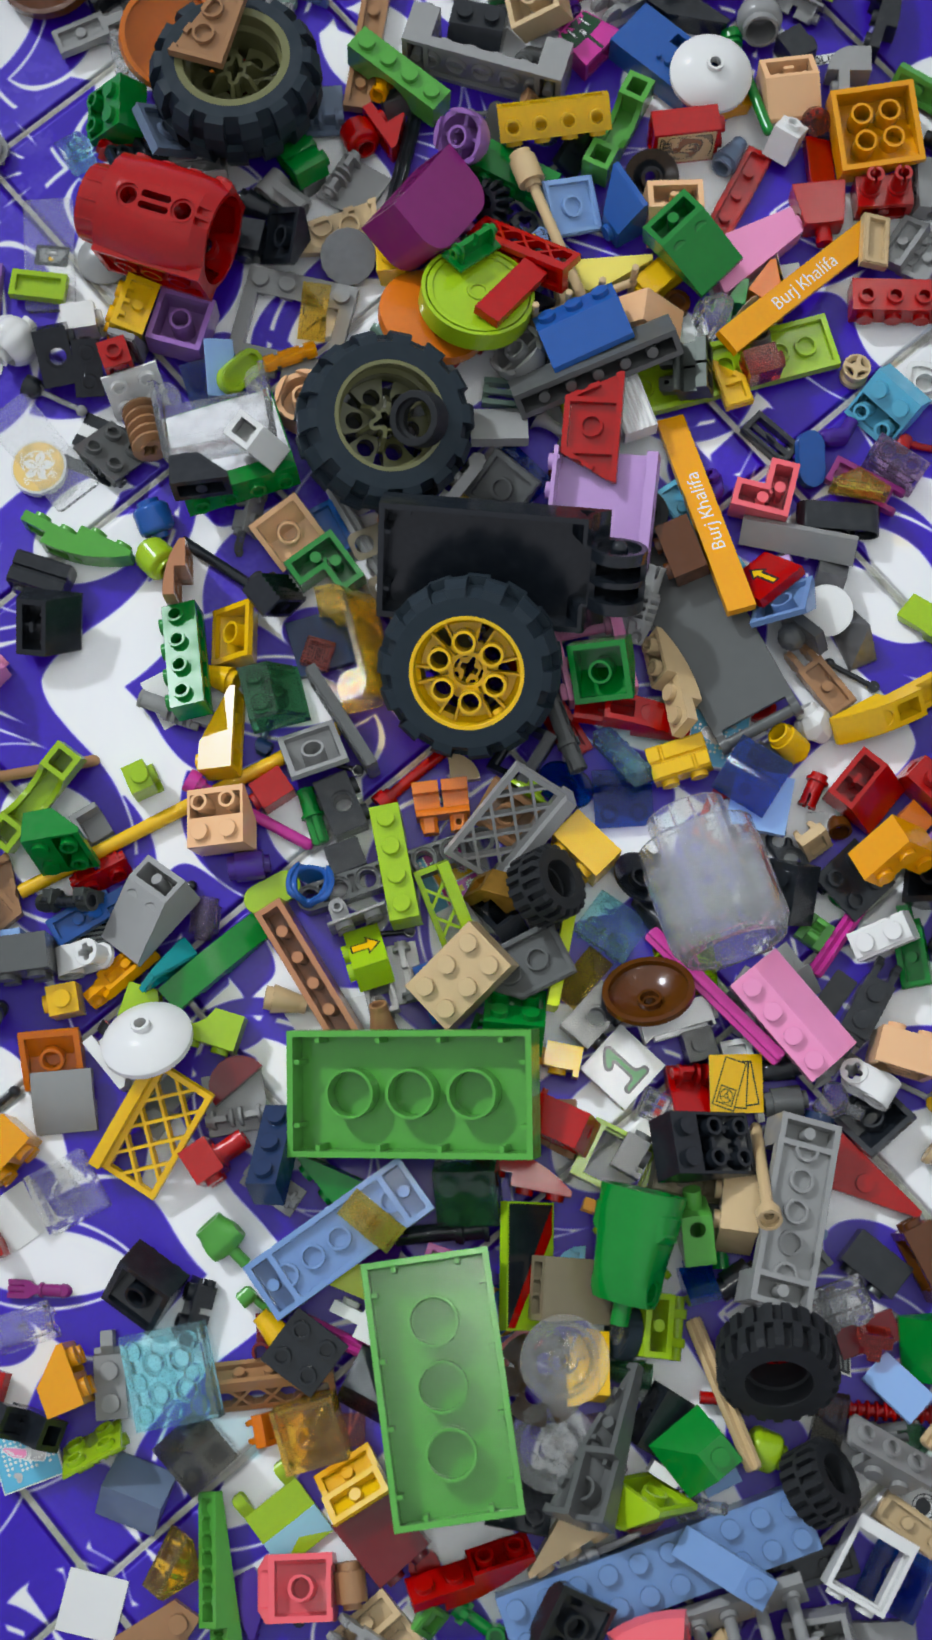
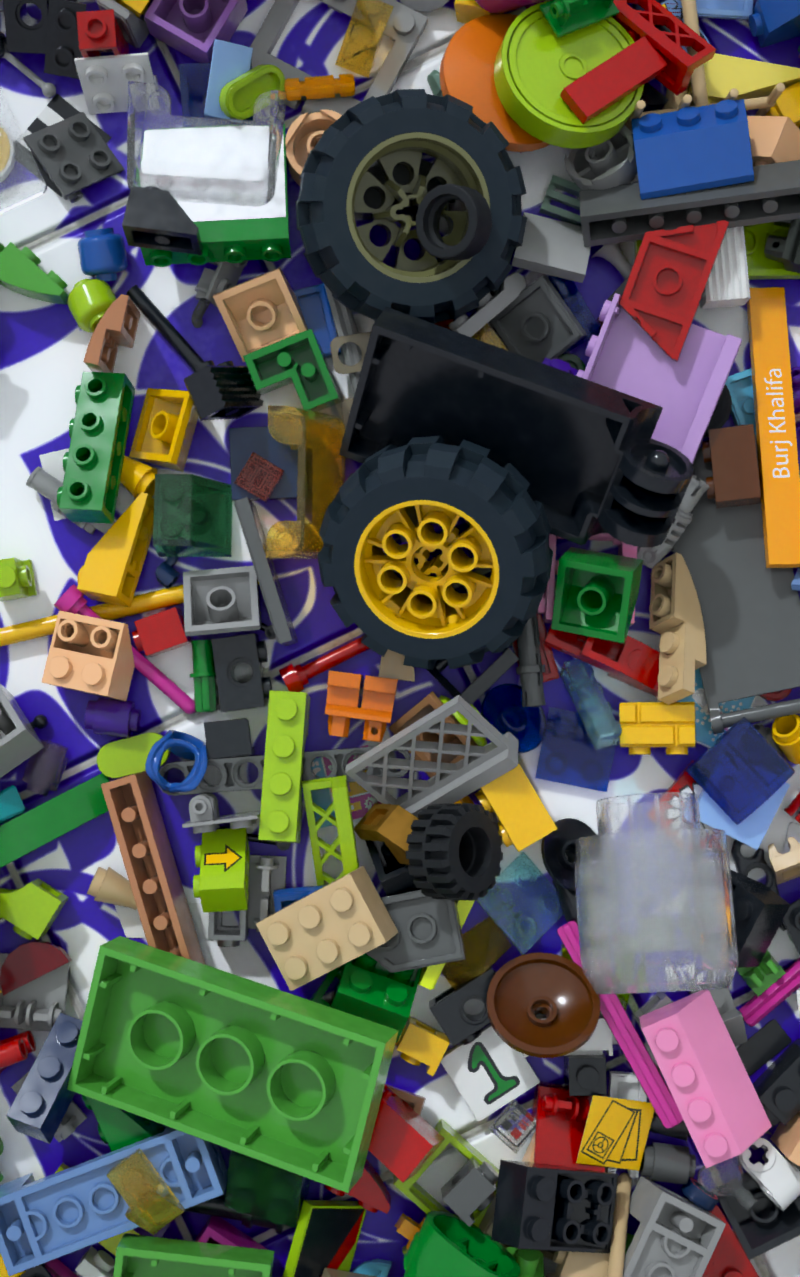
camera: 10 degrees right, 10 degrees up
(142, 429) = (111, 136): medium nougat piece -> none
(256, 440) = (244, 195): white slope -> none
(381, 1016) = (220, 951): medium nougat cone -> none

